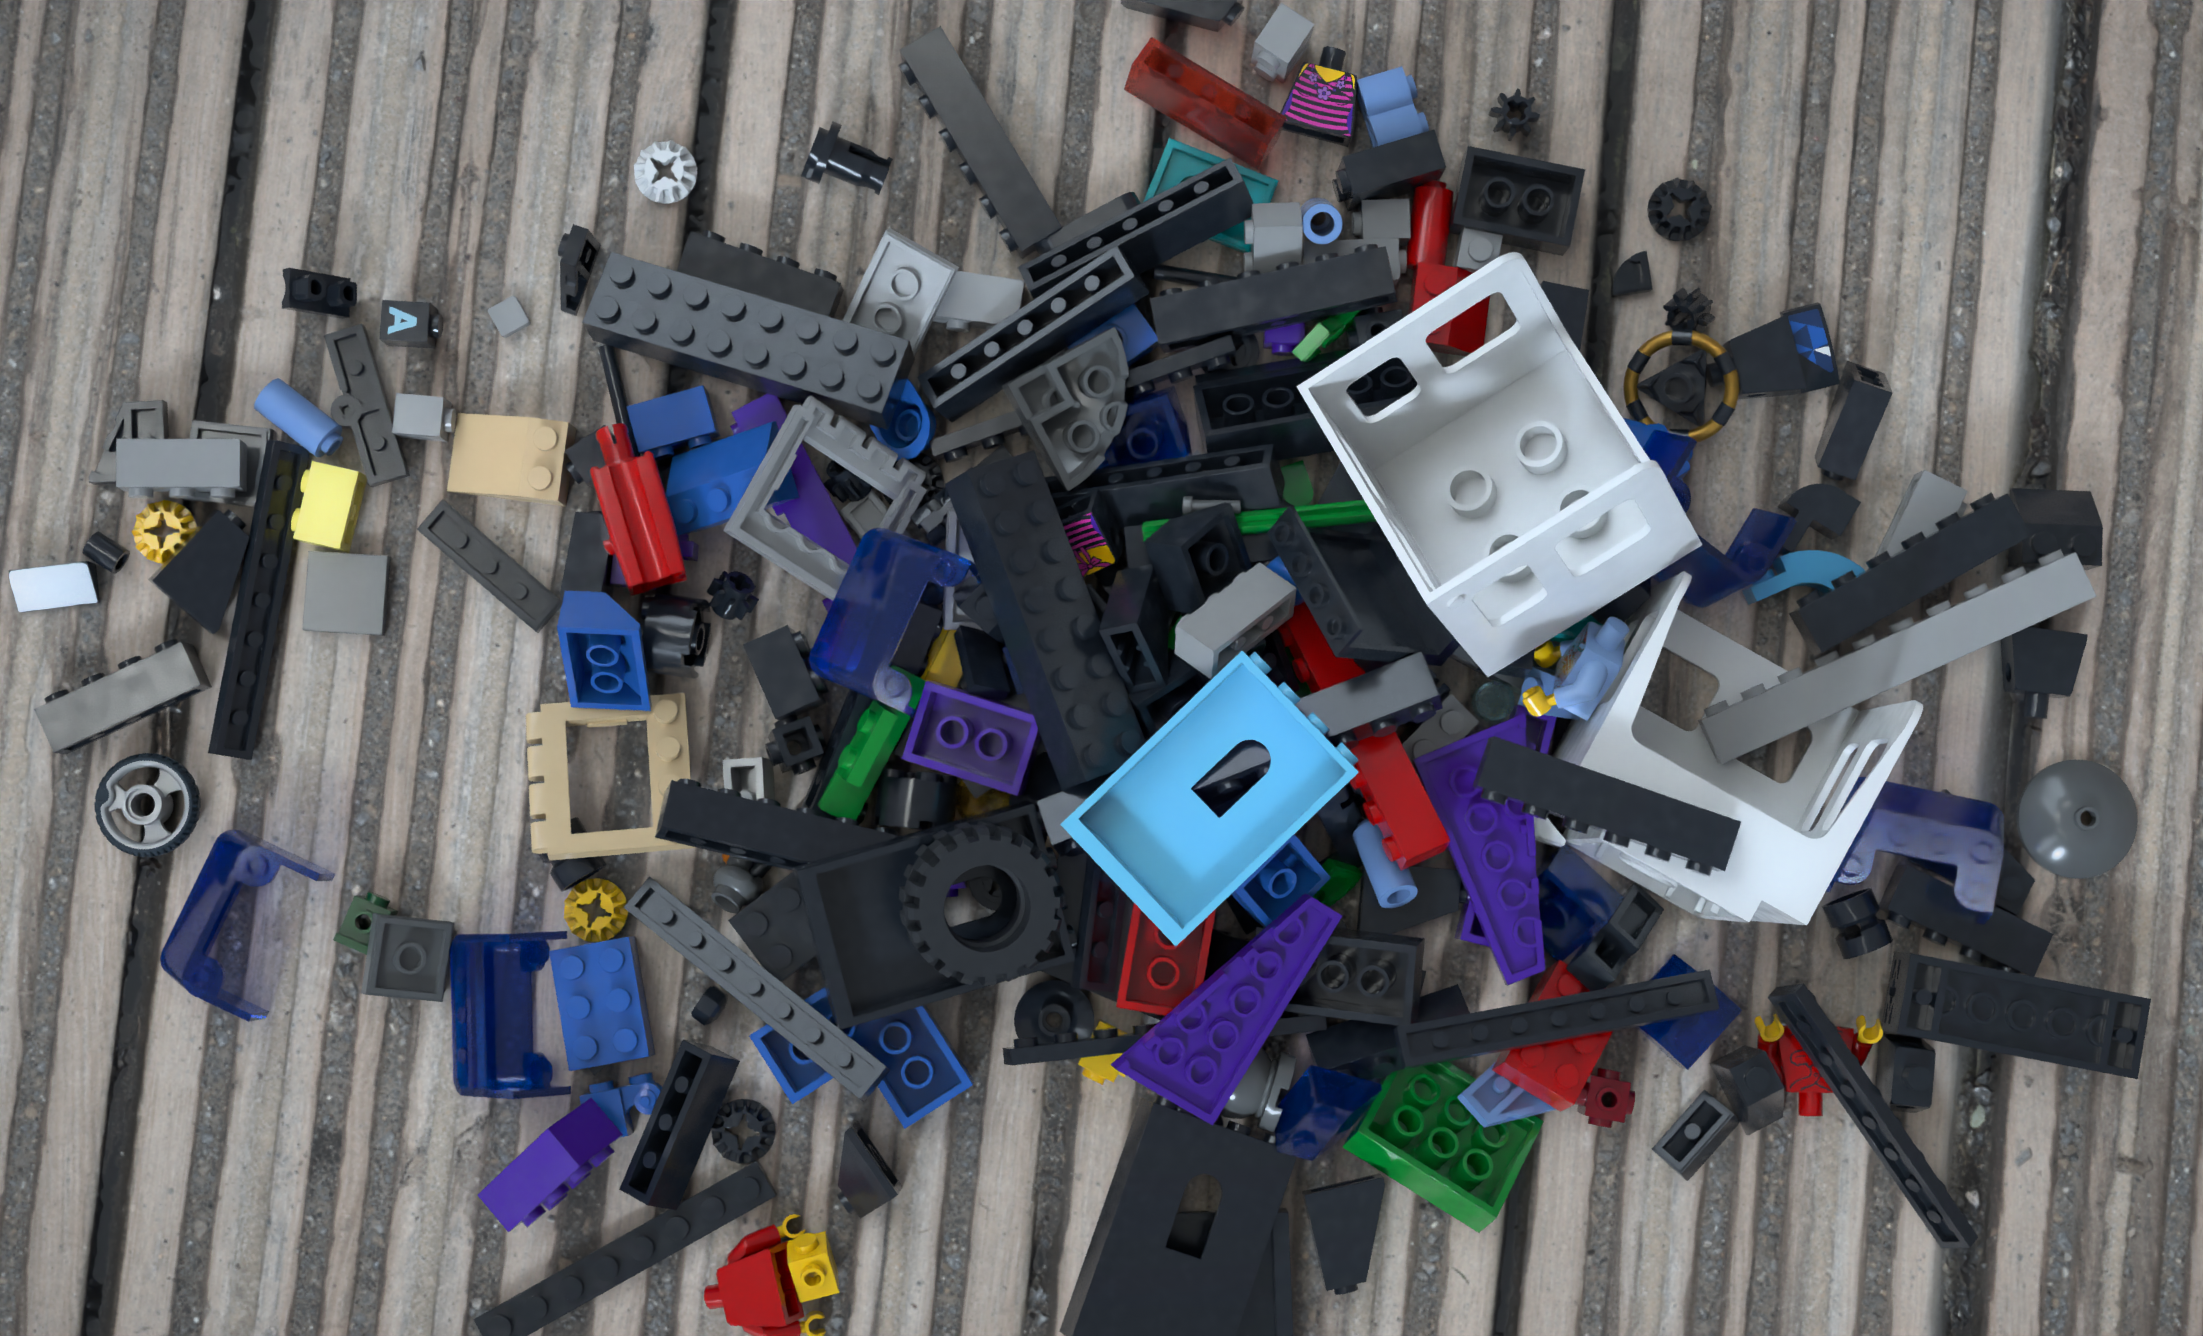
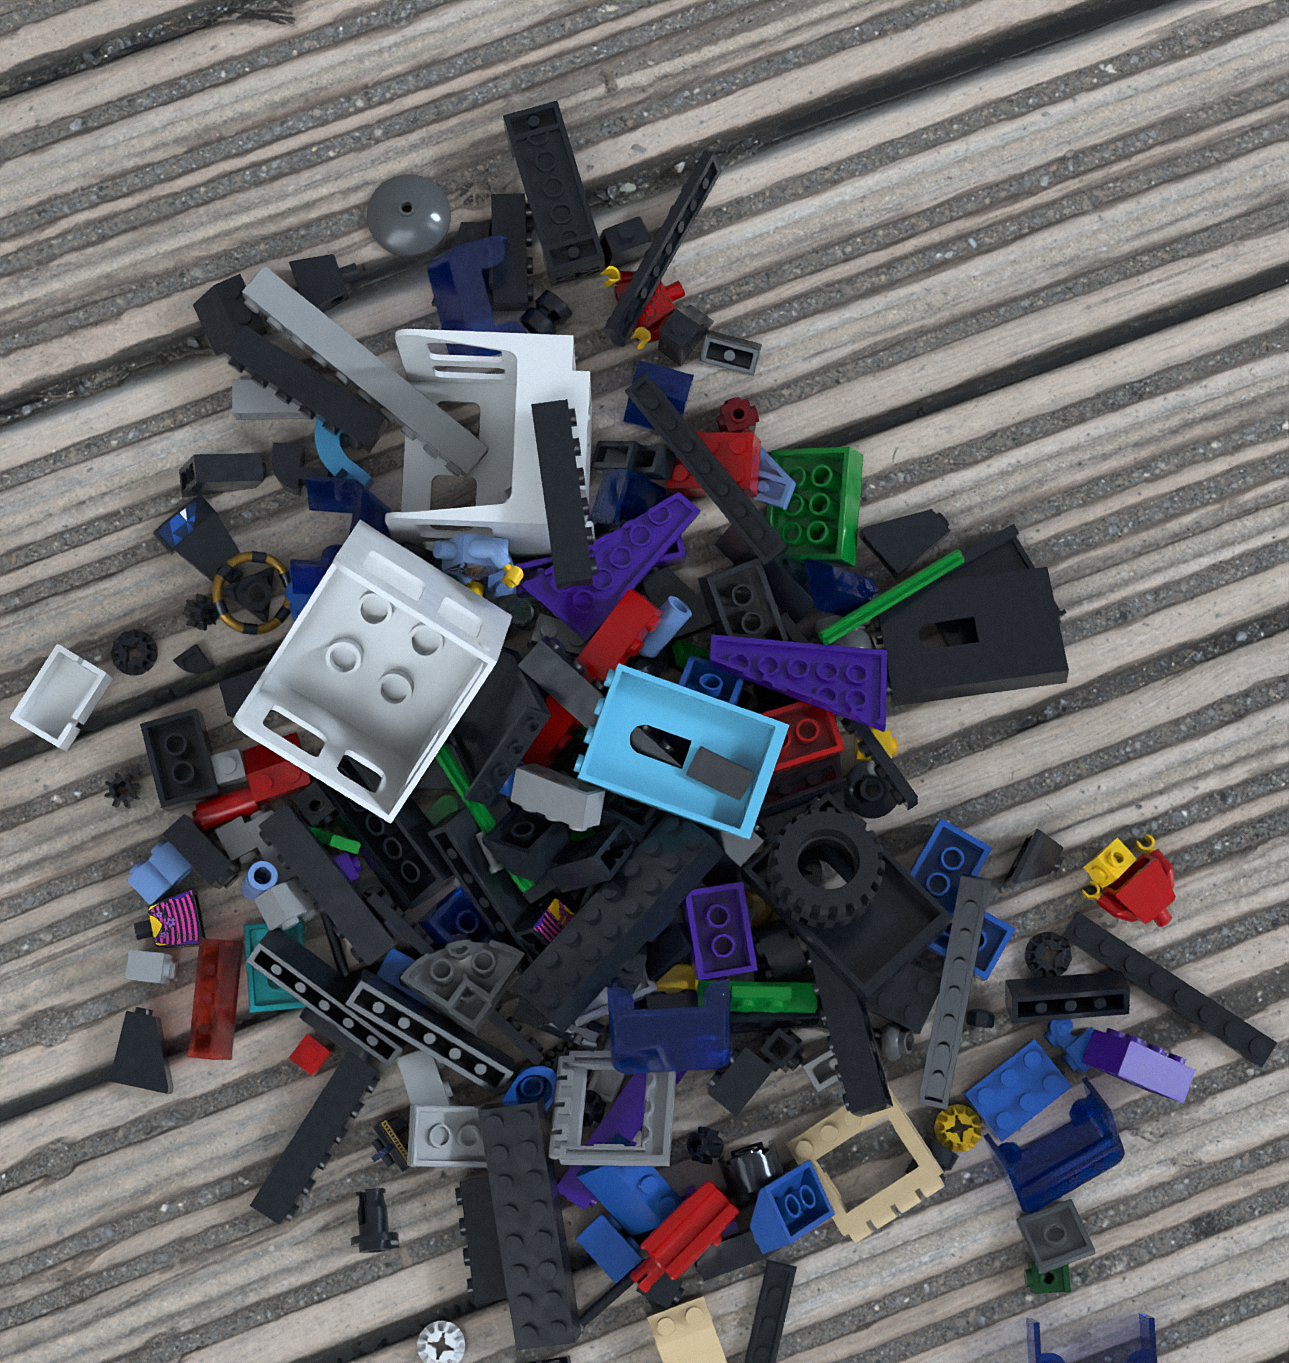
camera: 115 degrees left, 5 degrees down
(942, 230) = (388, 1133): none -> black hips
(1080, 184) = (311, 1055): none -> red brick
(1160, 831) = (720, 773): none -> black slope
(1277, 1168) = (891, 597): none -> green axle
(1665, 93) = (61, 697): none -> white piece

